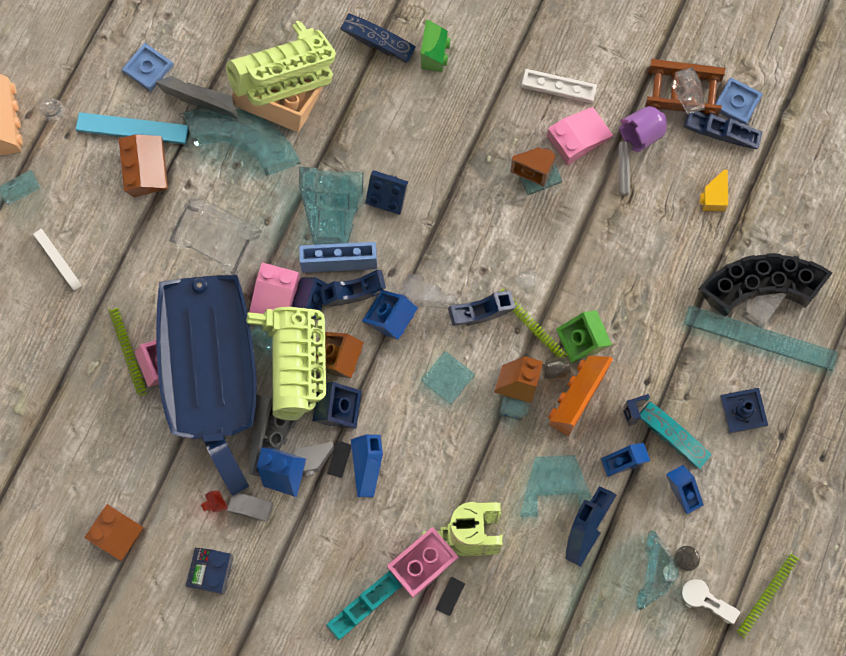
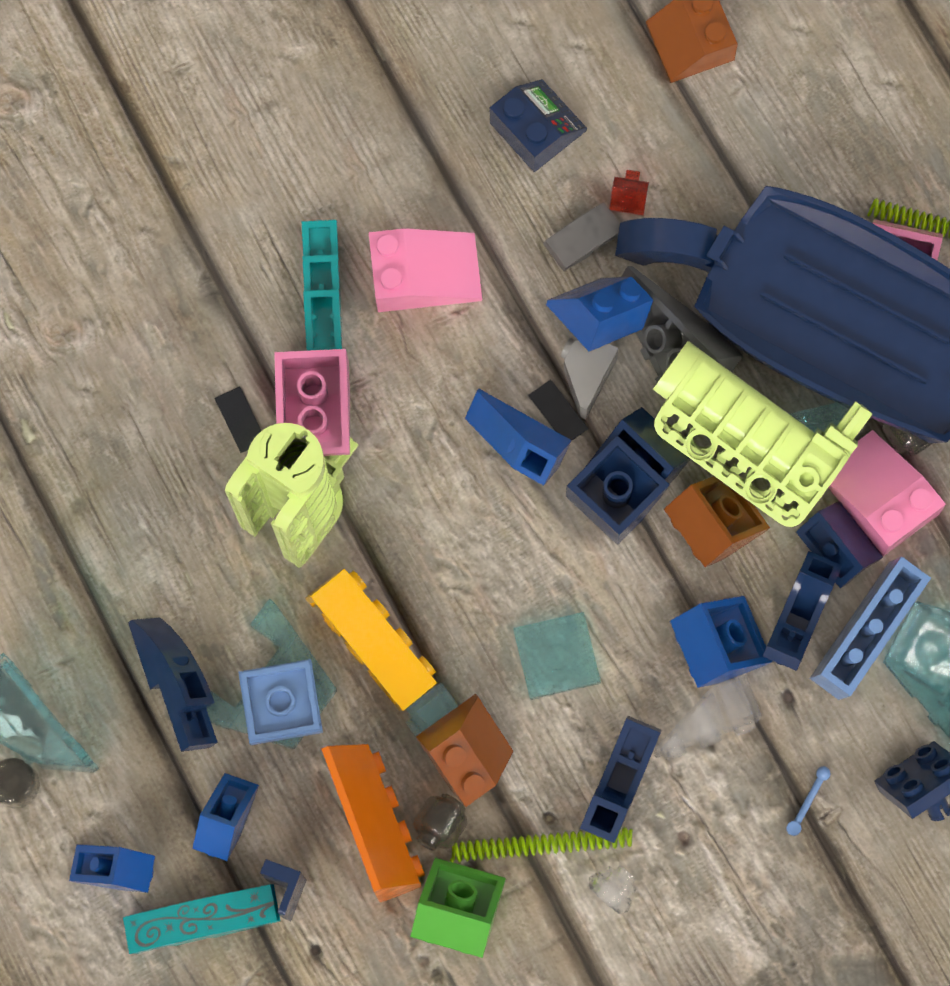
camera: 130 degrees right, 0 degrees up
(319, 567) = (424, 268): none -> bright pink slope
(358, 402) = (616, 490): none -> dark blue slope
(443, 232) = (794, 827): none -> medium blue hinge
(504, 456) = (373, 639): none -> yellow wedge
(561, 473) = (280, 702): none -> medium blue tile

